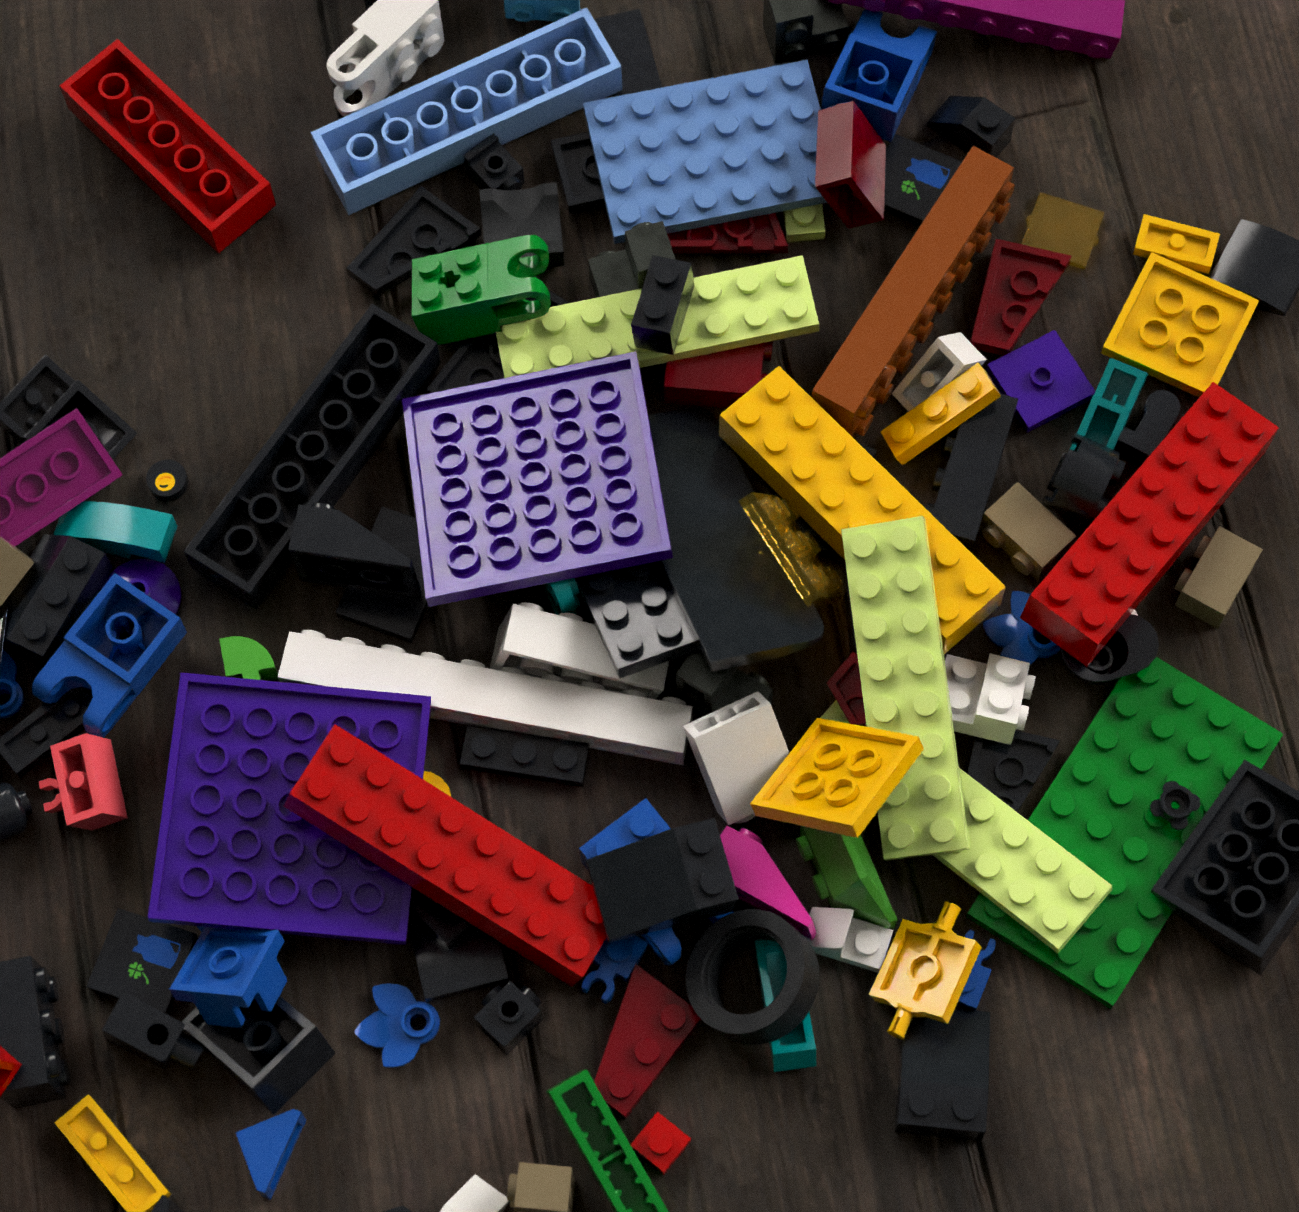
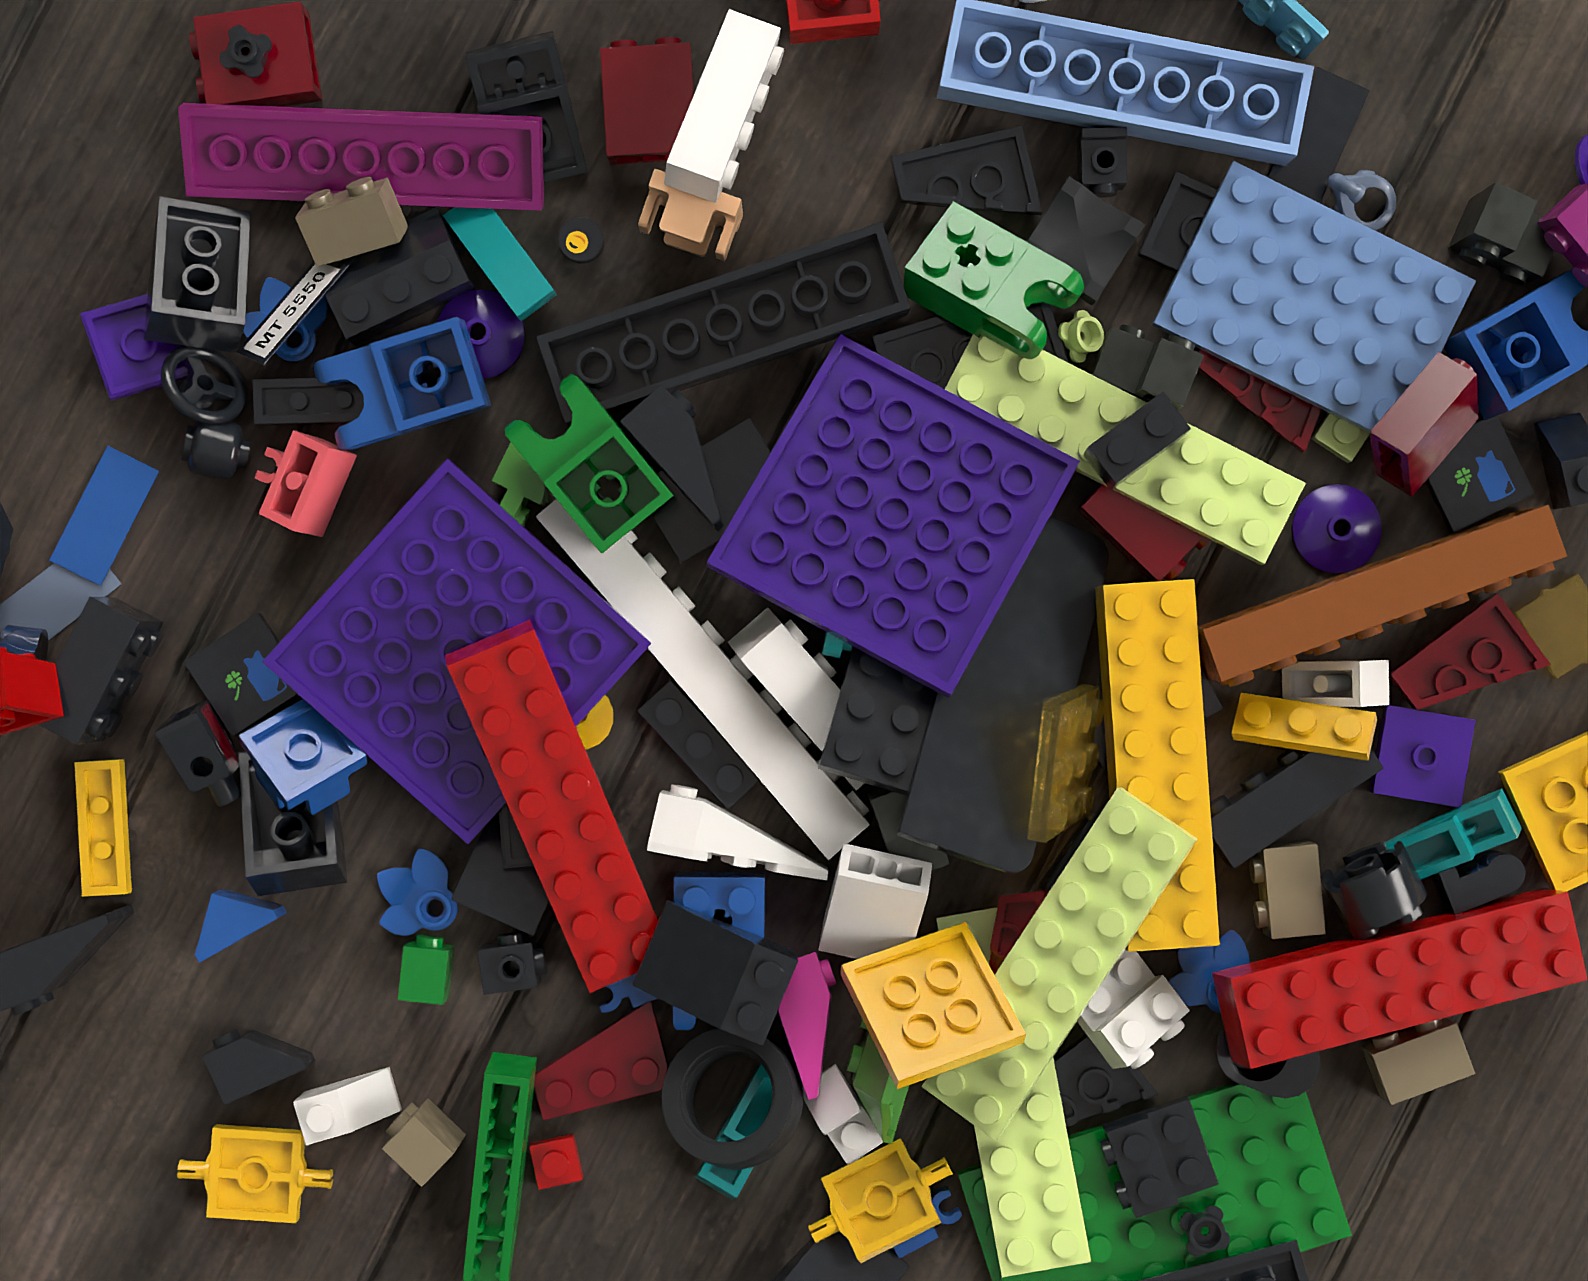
camera: 30 degrees right, 20 degrees up
(147, 355) = (645, 98): none -> dark red brick
(201, 303) = (724, 107): none -> white wedge
(233, 395) = (691, 219): none -> light nougat panel
(281, 601) = (582, 457): none -> green brick
(447, 1070) = (426, 970): none -> green brick
(572, 285) = (1081, 335): none -> yellowish green plate
(584, 804) = (699, 828): none -> white wedge
(674, 70) = (1351, 188): none -> sand blue piece
(840, 294) = (1315, 534): none -> dark purple dish
(1095, 778) = (1157, 1156): none -> black plate

